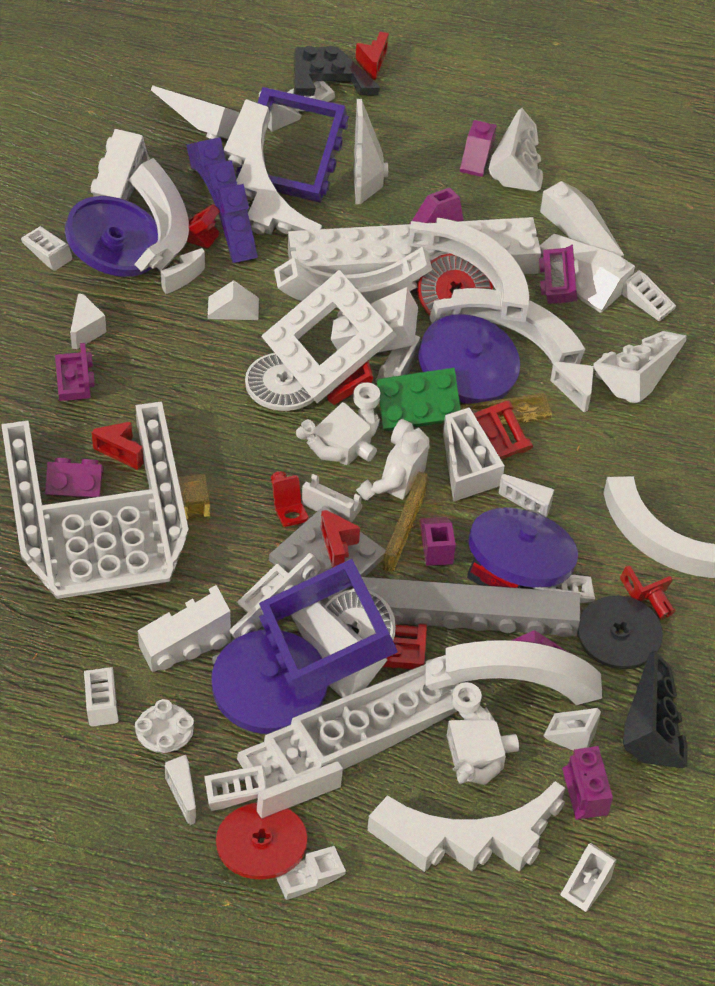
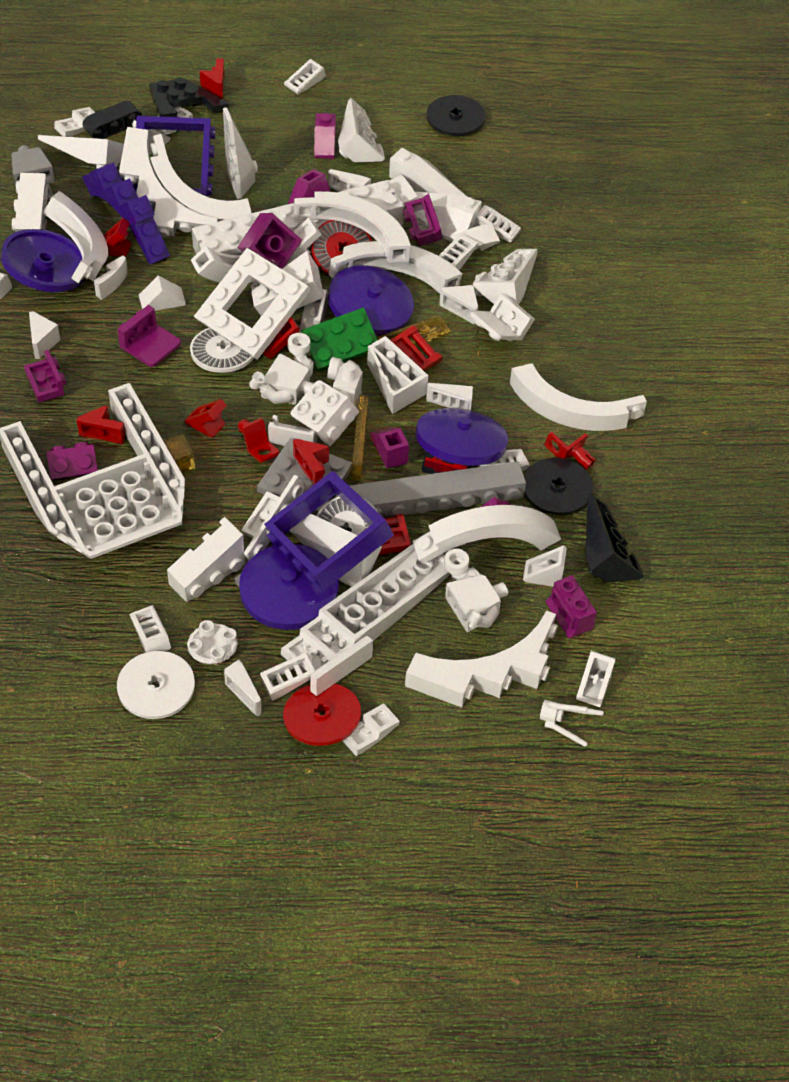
camera: 15 degrees left, 0 degrees up
(66, 765) = (142, 697): none -> white piece
(134, 117) = (31, 161): none -> light grey torso
(200, 351) = (146, 339): none -> magenta bracket
(206, 77) = (73, 126): none -> white slope
(240, 83) = (111, 120): none -> black beam
(240, 461) = (207, 418): none -> red slope
(294, 194) = (185, 195): none -> white arch
(370, 266) = (271, 240): none -> magenta slope
(372, 484) = (325, 412): none -> white bracket
(486, 208) = (351, 180): none -> white slope
(487, 60) = (309, 67): none -> white slope
(528, 905) = (554, 712): none -> white plant
(547, 232) = (403, 189): none -> white slope
(594, 328) = (462, 256): none -> white slope
(615, 308) = (483, 234): none -> white slope
(619, 417) = (504, 320): none -> white bracket
(657, 156) = (455, 115): none -> black piece

